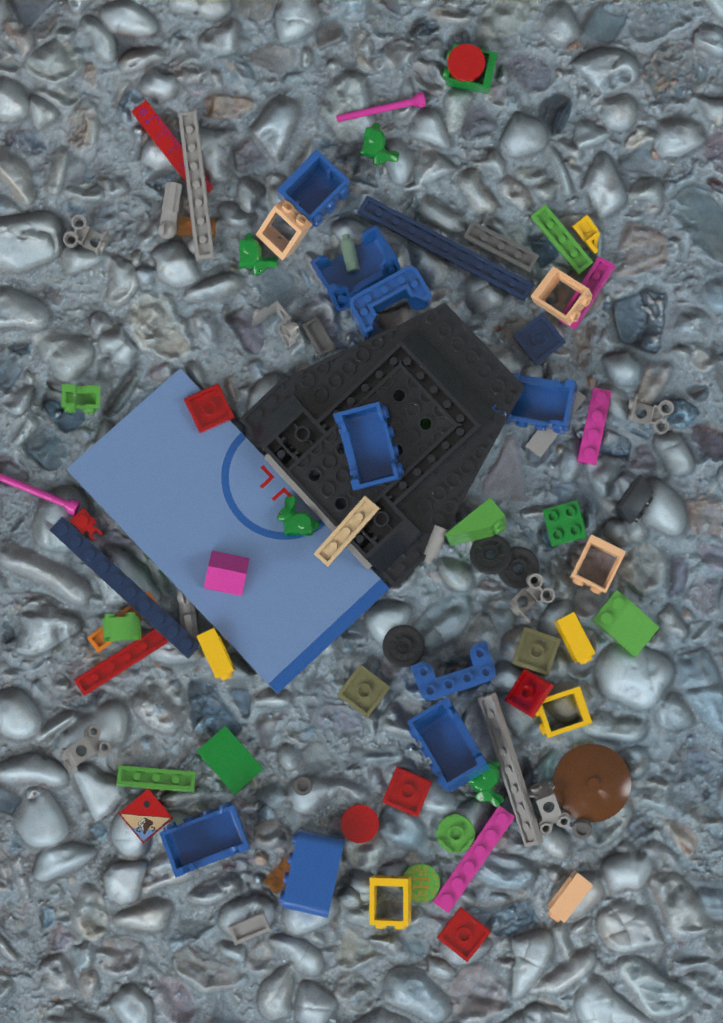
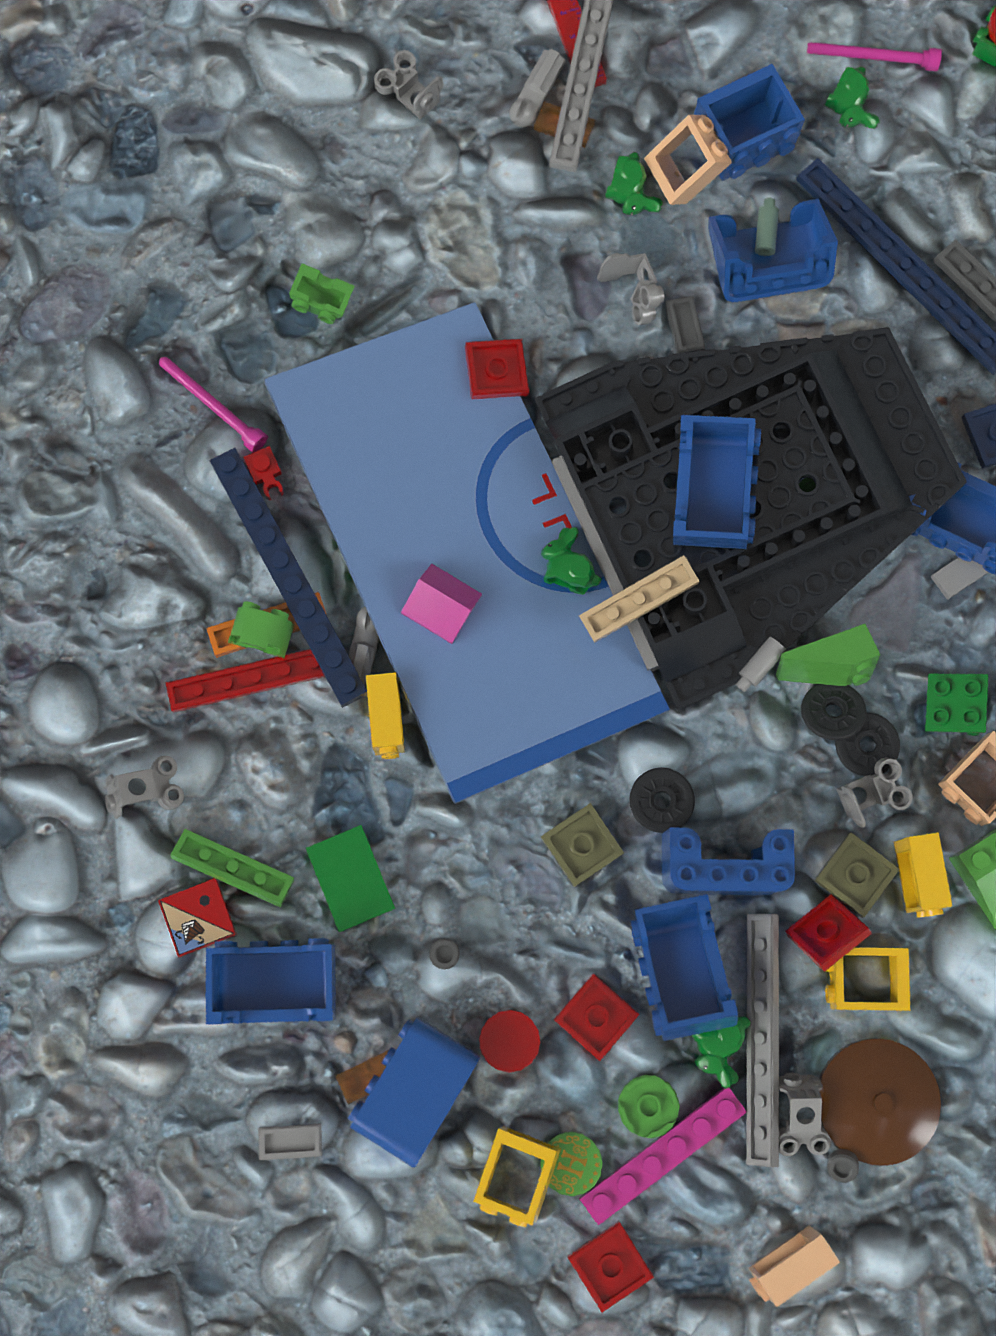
camera: 10 degrees right, 5 degrees down
(402, 284) = (808, 290): blue windscreen -> none

